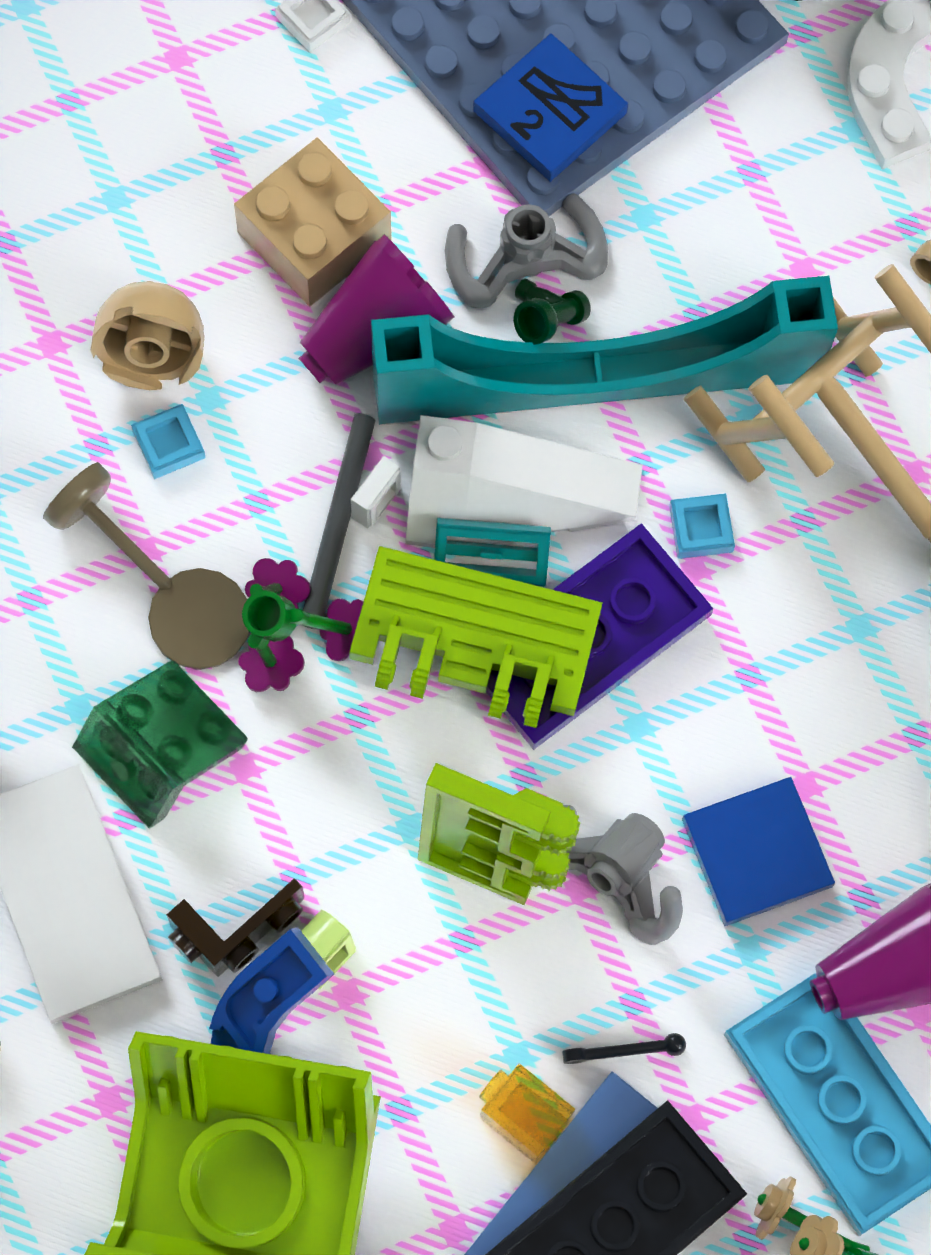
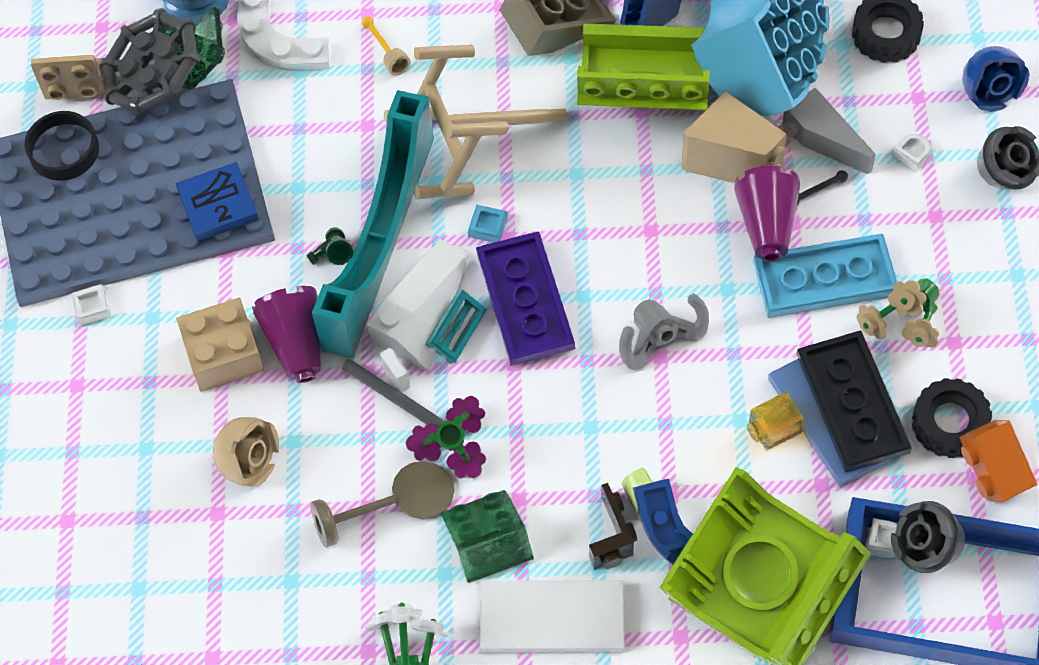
camera: 60 degrees left, 10 degrees down
(168, 441) = (309, 469): medium azure tile -> none
(476, 627) = (500, 346): lime hinge -> none
(495, 836) = (626, 366): lime hinge -> none
(526, 249) = (290, 244): light grey piece -> none
(673, 1044) = (764, 341): black hinge -> none
(758, 851) = (677, 263): blue tile -> none

